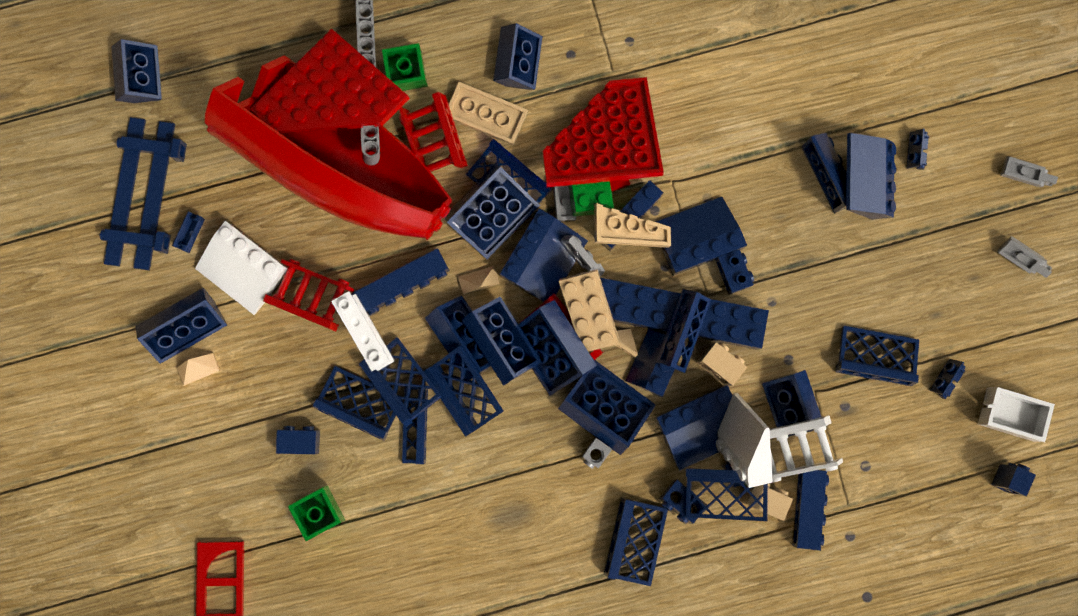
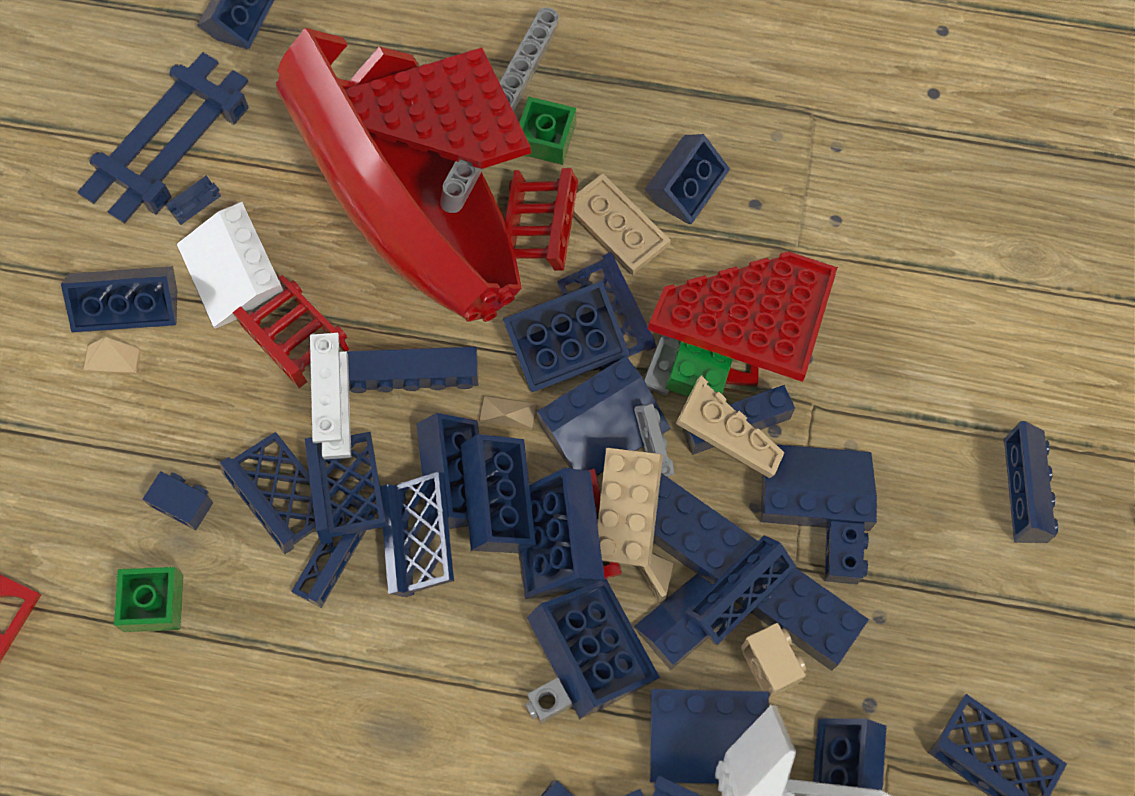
camera: 25 degrees right, 15 degrees down
(870, 176) = (1082, 510): dark blue slope -> none

